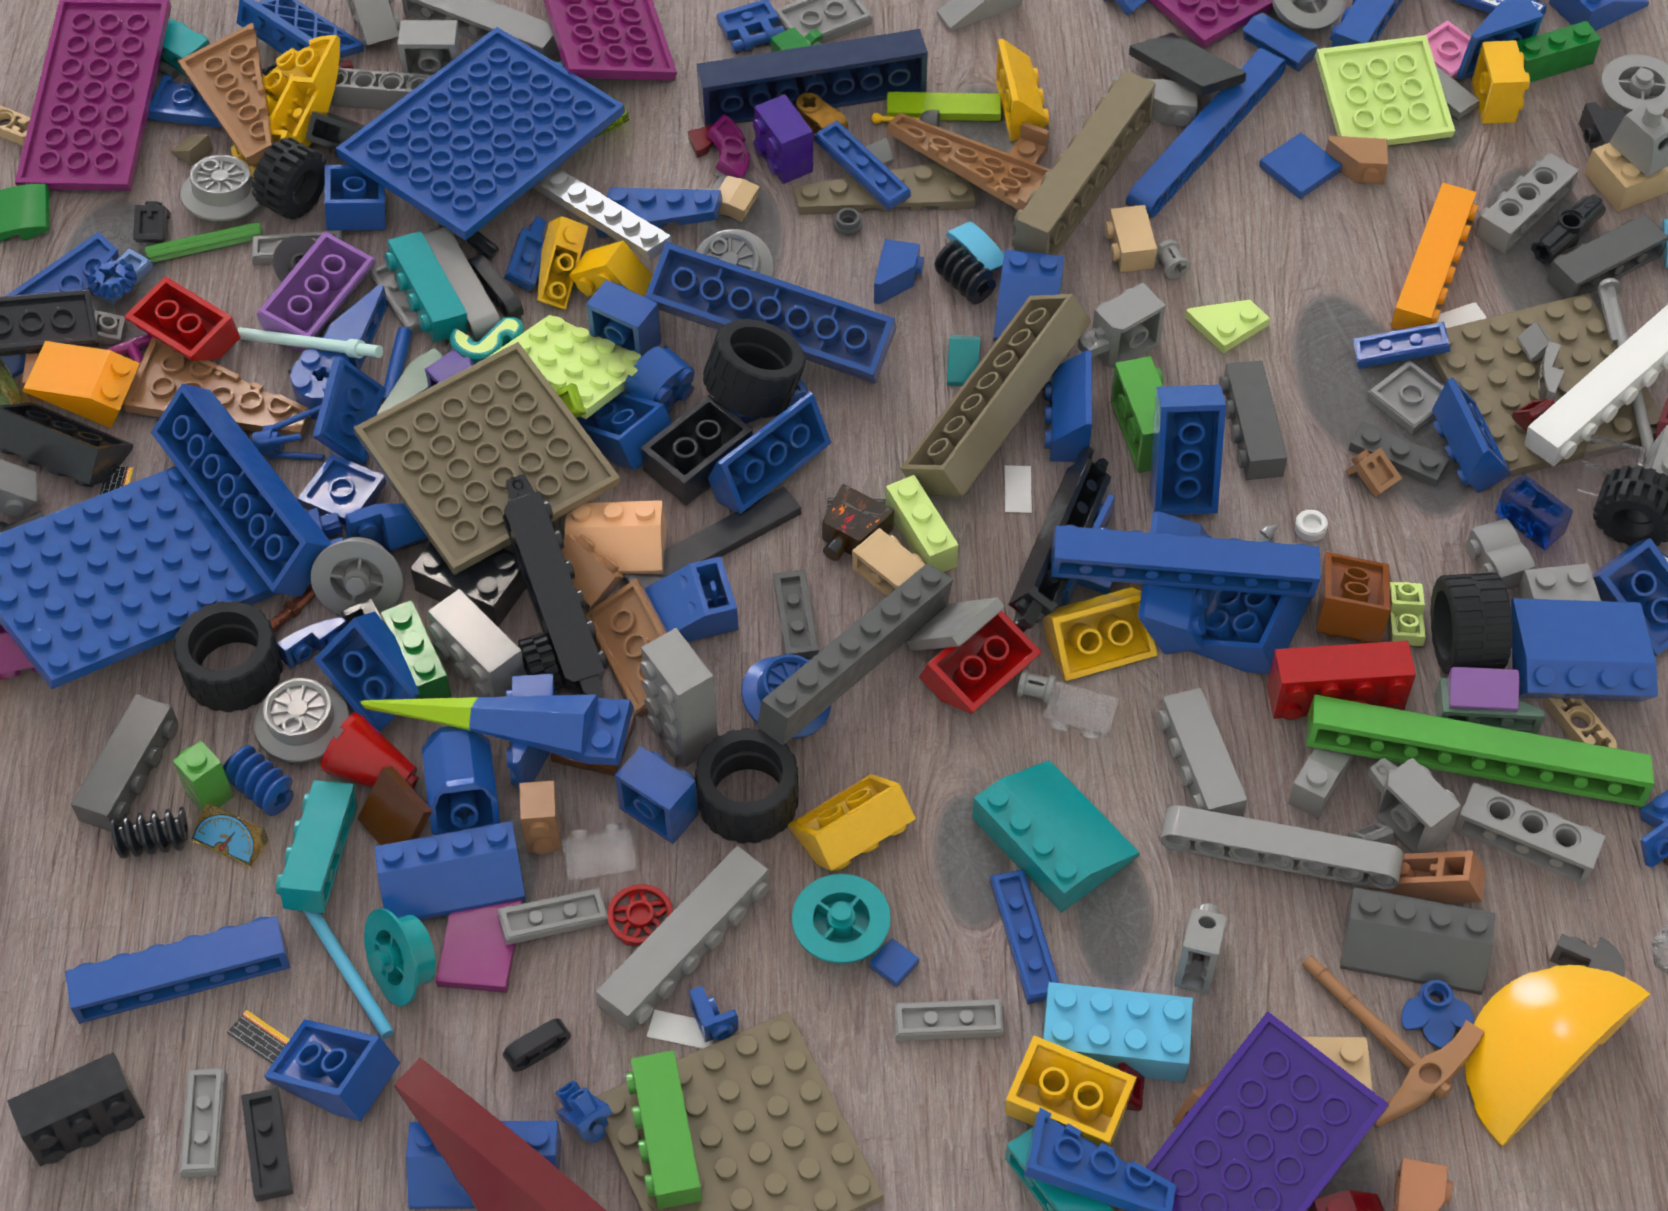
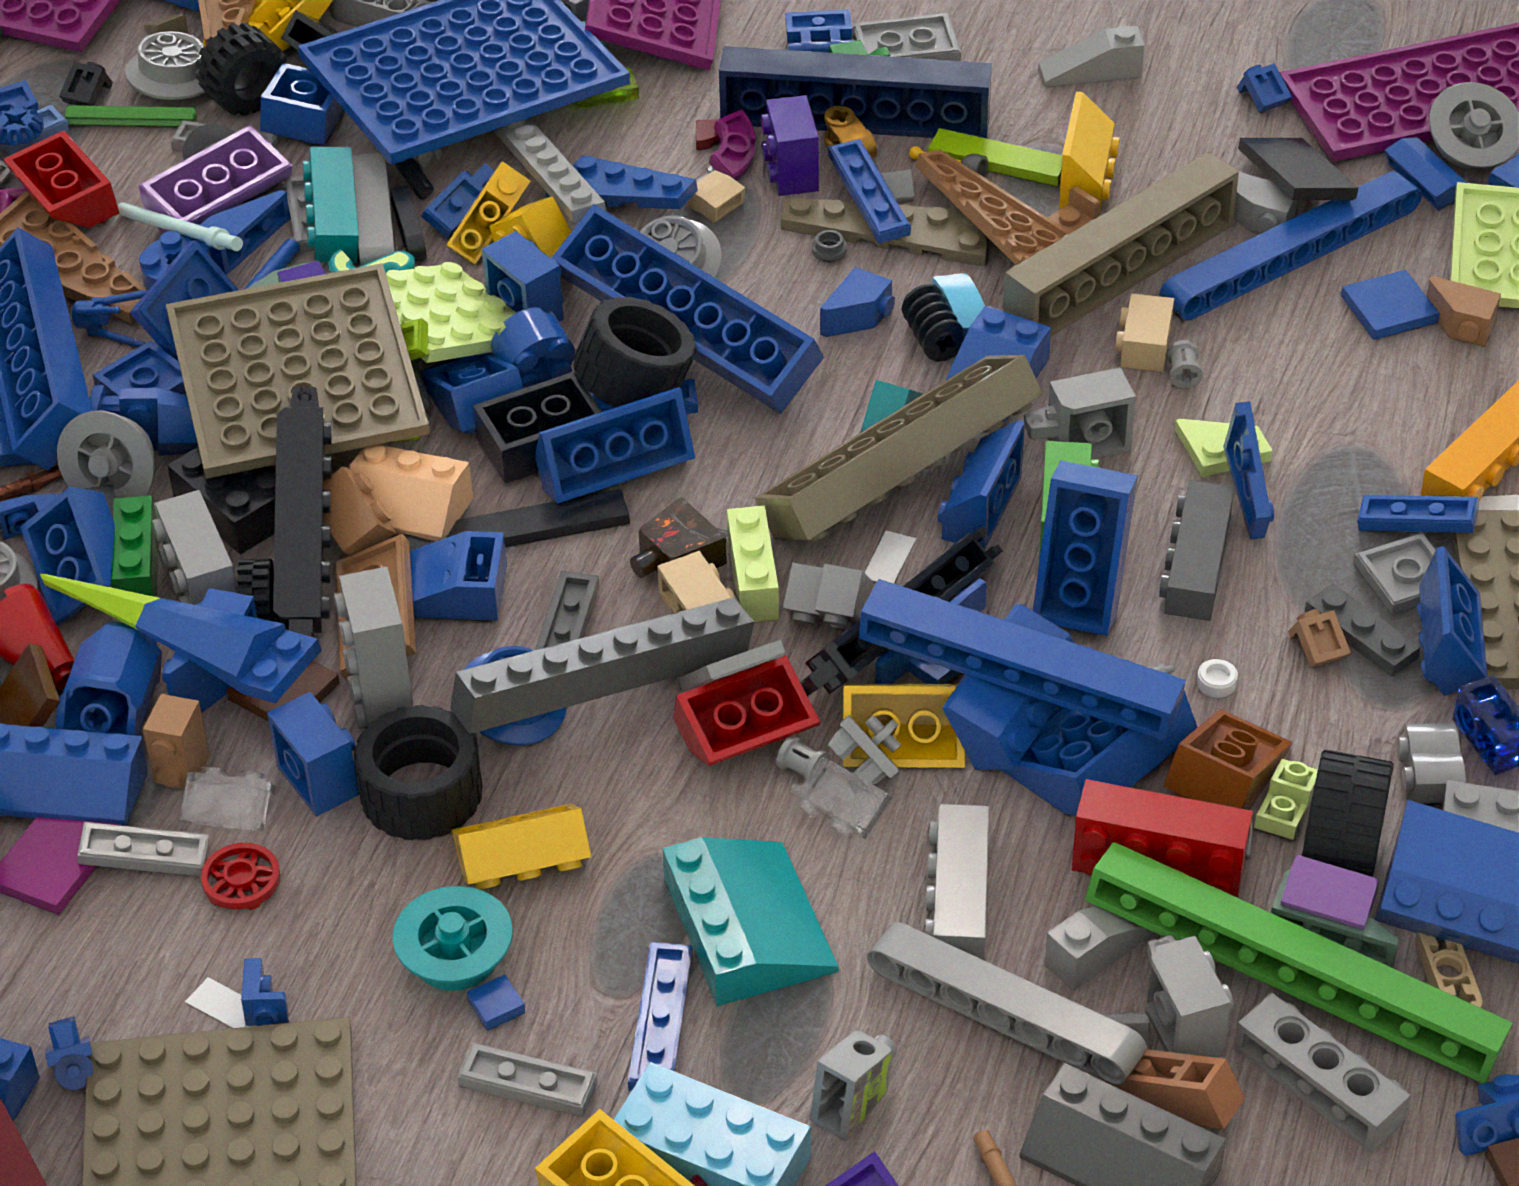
camera: 20 degrees right, 10 degrees down
(536, 1045) = (58, 972): black beam -> none
(666, 1130) = (141, 1091): bright green brick -> none
(683, 939) = (271, 909): light grey brick -> none
(996, 538) = (826, 594): none -> light grey brick
(1071, 658) = (852, 735): none -> light grey hips
(1266, 344) = (1247, 471): none -> blue wing

